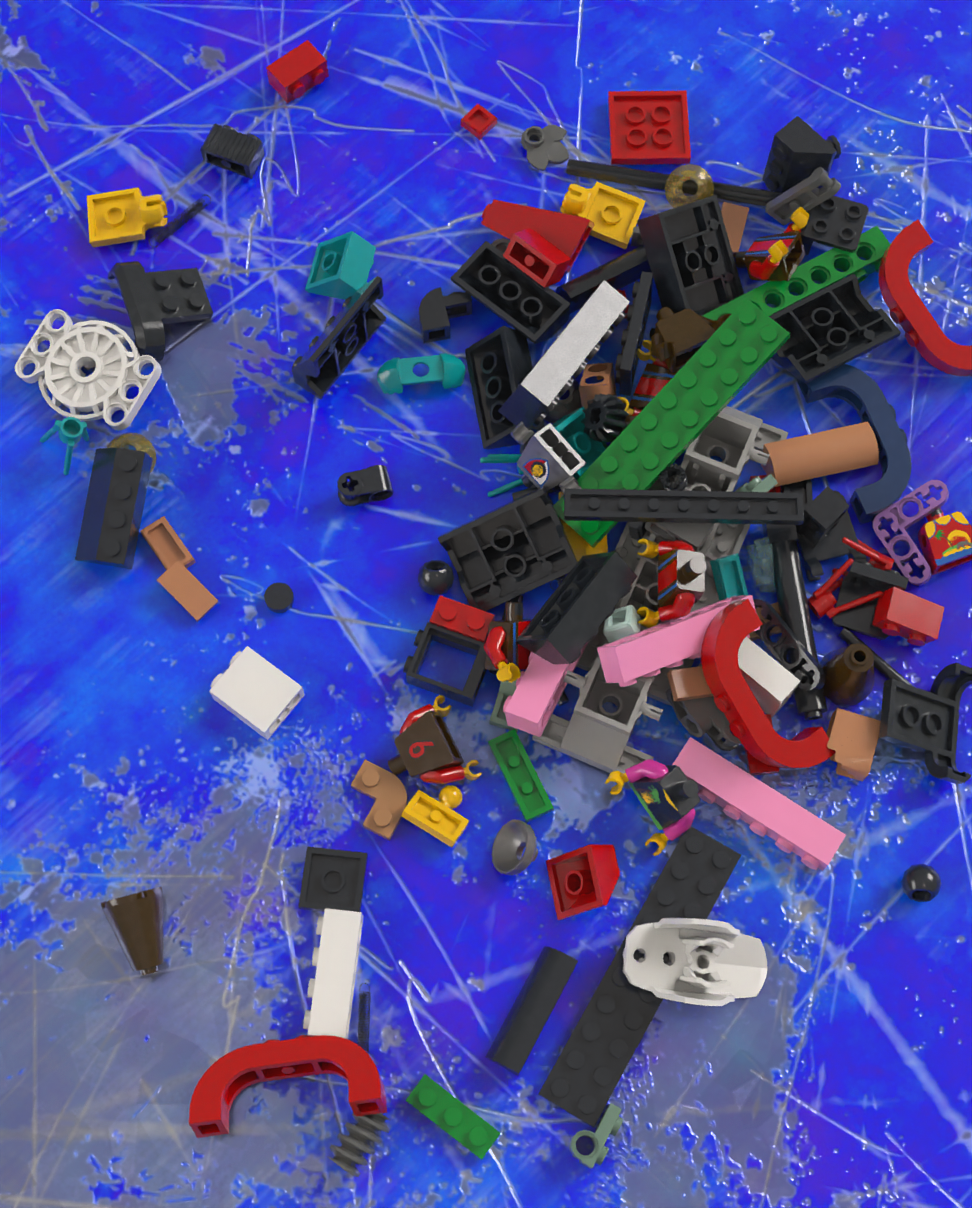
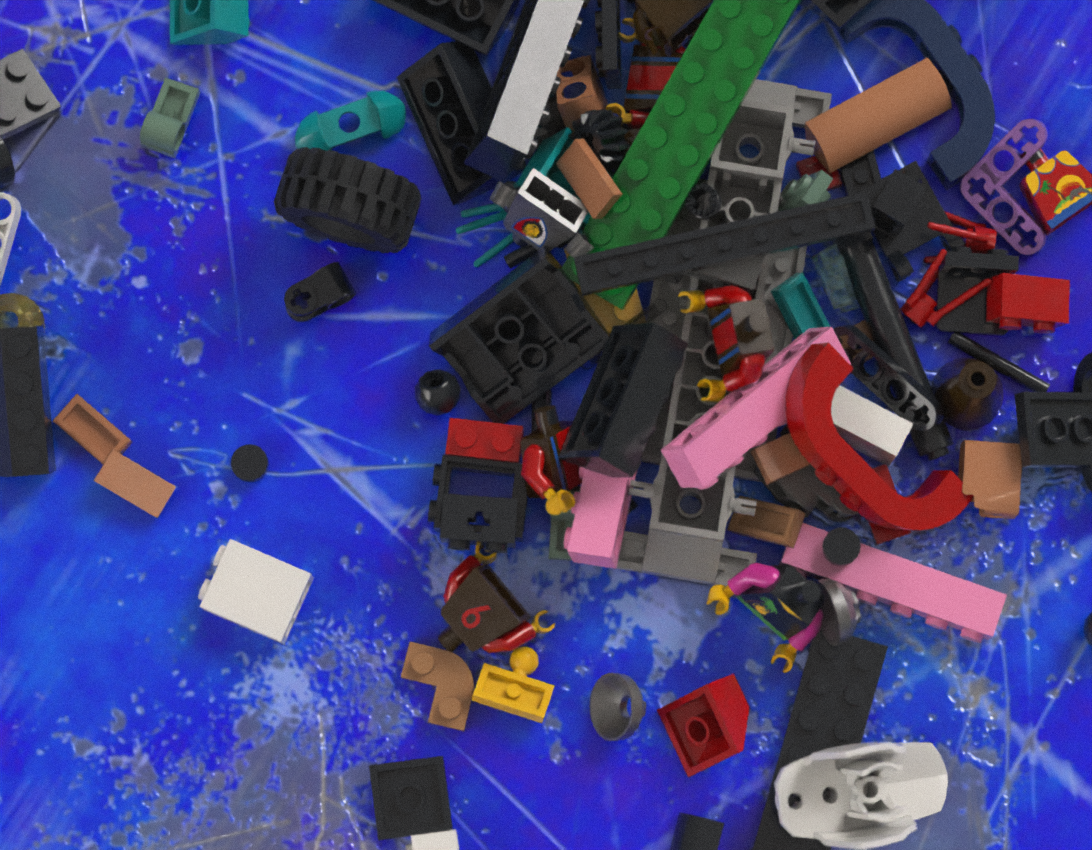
camera: 10 degrees left, 10 degrees up
(286, 342) = (169, 119): none -> sand green plate
(340, 341) = (236, 107): black piece -> none
(404, 416) = (347, 200): none -> black tyre
(430, 665) = (462, 509): none -> black brick
(437, 310) = (347, 34): black brick -> none
(520, 775) = (602, 615): green plate -> none
(590, 441) = (589, 178): none -> nougat tile
(622, 623) = (683, 407): light aqua slope -> none
(667, 734) = (770, 523): none -> medium nougat tile
(709, 814) = (839, 611): none -> flat silver piece
(721, 764) = (841, 546): none -> black tile

